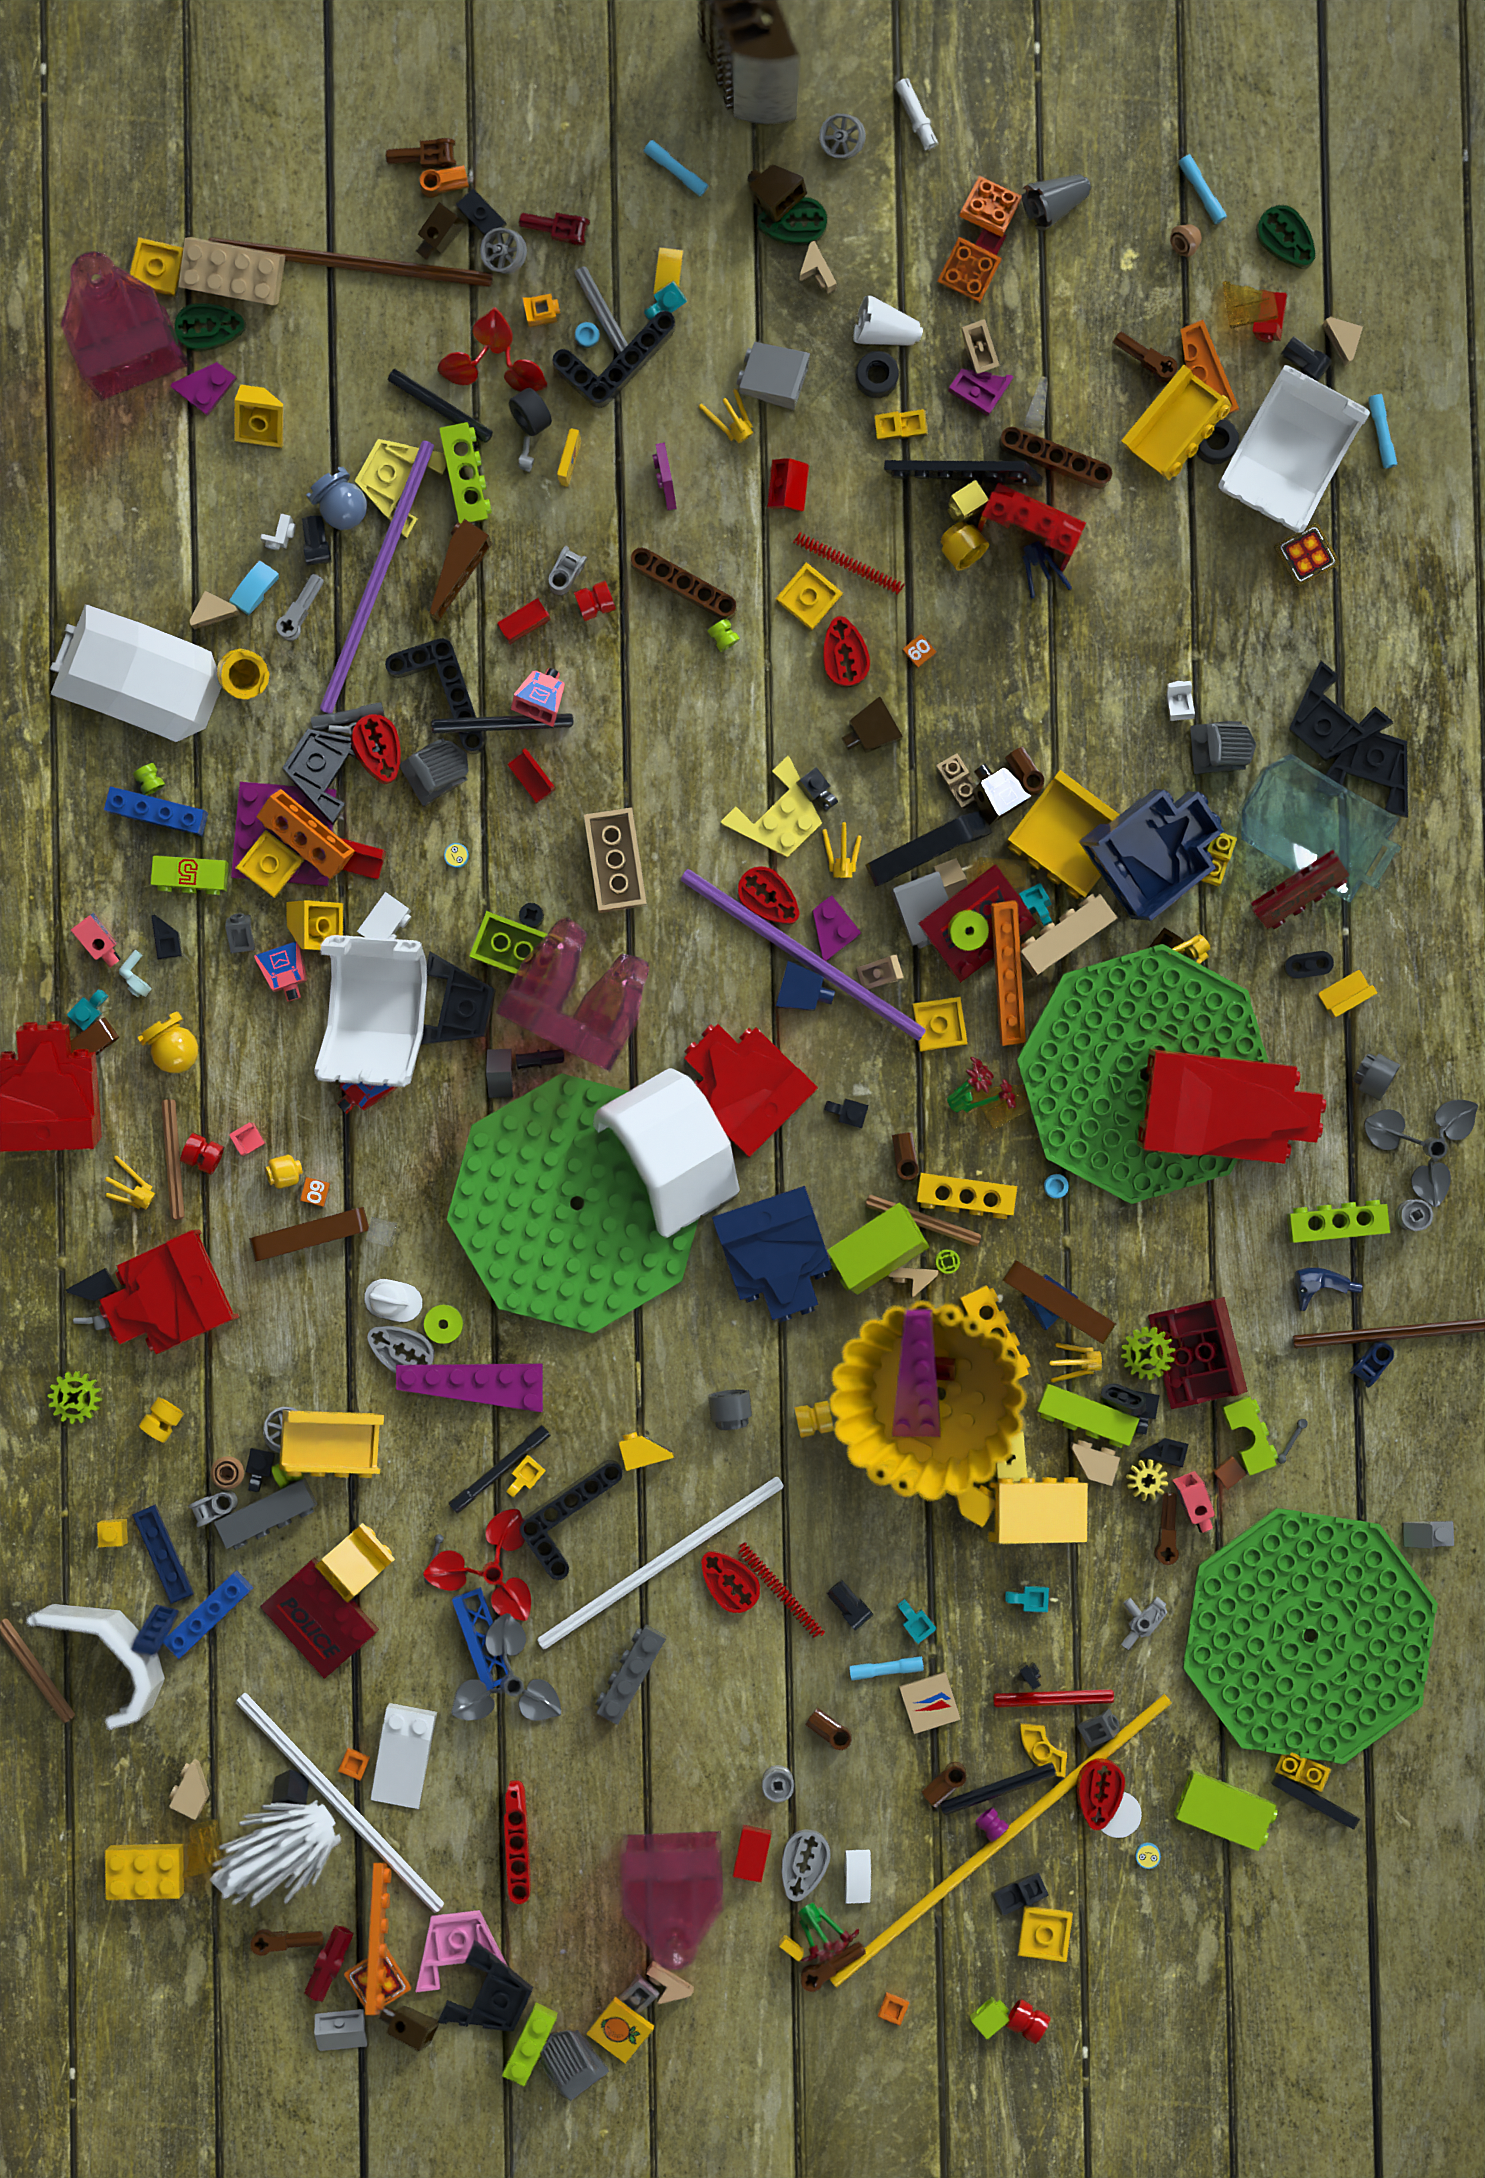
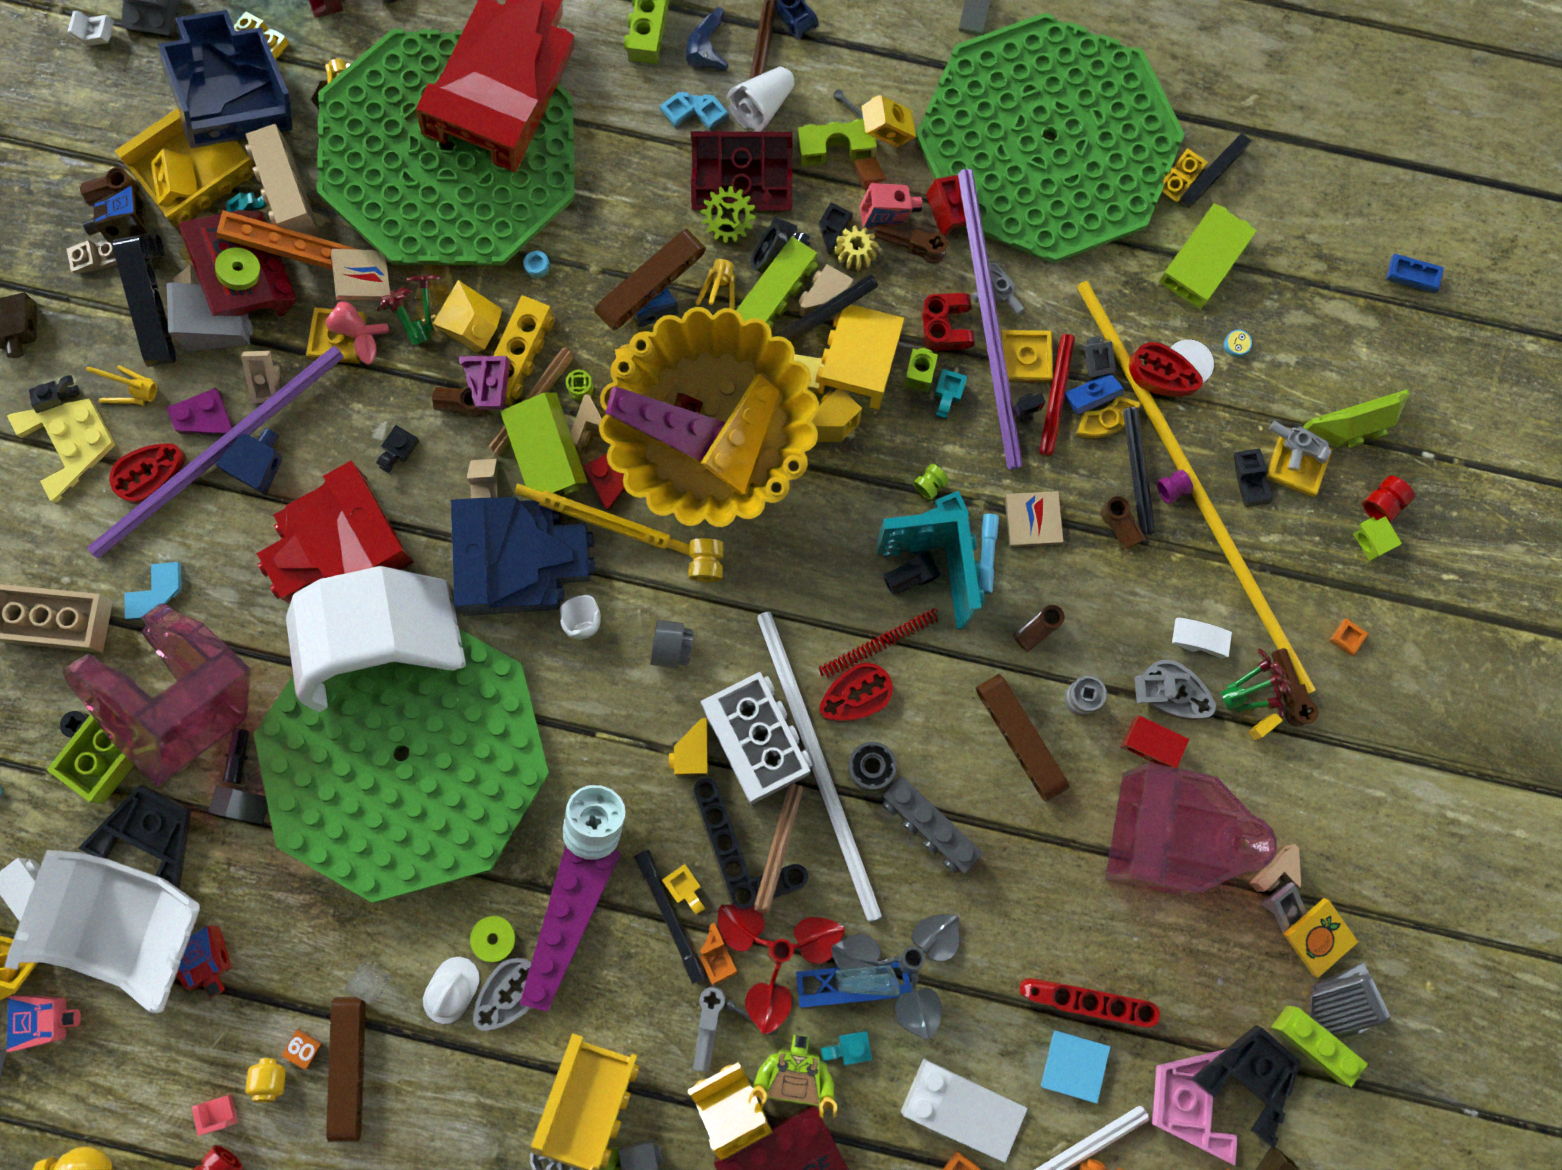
camera: 80 degrees left, 10 degrees down
(394, 1609) = (795, 1077): none -> torso
(417, 1525) = (707, 1029): none -> light grey connector
(430, 1650) = (852, 1048): none -> teal plate
(462, 1842) = (1075, 1066): none -> medium azure tile
(475, 1517) = (716, 957): none -> orange slope
(487, 1652) = (868, 980): none -> clear light blue wing
(570, 1389) = (593, 822): none -> light aqua wheel
(578, 1548) = (778, 848): none -> medium nougat axle
(650, 1500) = (738, 732): none -> white brick
(668, 1624) = (879, 753): none -> dark grey piece
(670, 947) = (165, 584): none -> medium azure tile
(728, 1735) = (1022, 737): none -> reddish brown beam
(735, 1322) = (580, 617): none -> white hair
(801, 1846) = (1158, 687): none -> light grey slope
(826, 1324) = (602, 519): none -> yellow axle
(835, 1200) = (484, 478): none -> tan slope
(867, 1307) = (605, 480): none -> red wing
(867, 1646) = (940, 530): none -> teal bracket
(923, 1425) = (741, 437): none -> yellow wing
(926, 1181) = (487, 379): none -> magenta wing
(939, 1602) = (931, 481): none -> lime wheel
(951, 1034) = (346, 321): none -> coral piece
(984, 1144) = (468, 317): none -> yellow slope
(997, 1034) = (359, 274): none -> tan tile
(1034, 1562) = (918, 379): none -> lime brick
(1049, 829) = (173, 176): none -> yellow panel
(1061, 1931) = (1301, 443): none -> light grey piece
(1062, 1732) = (1094, 393): none -> blue plate
(1069, 1464) = (829, 308): none -> black axle
(1084, 1661) = (1028, 355): none -> yellow tile
(1093, 1577) = (948, 304): none -> red piece
(1097, 1983) = (1360, 421): none -> lime wedge
(1107, 1620) = (990, 319): none -> medium lavender axle
(1211, 1557) = (946, 204): none -> red panel
(1255, 1300) = (705, 107): none -> medium azure tile
(1259, 2009) = (1415, 273): none -> blue plate
(1274, 1354) = (760, 98): none -> white cone
(1279, 1480) = (888, 121): none -> yellow brick

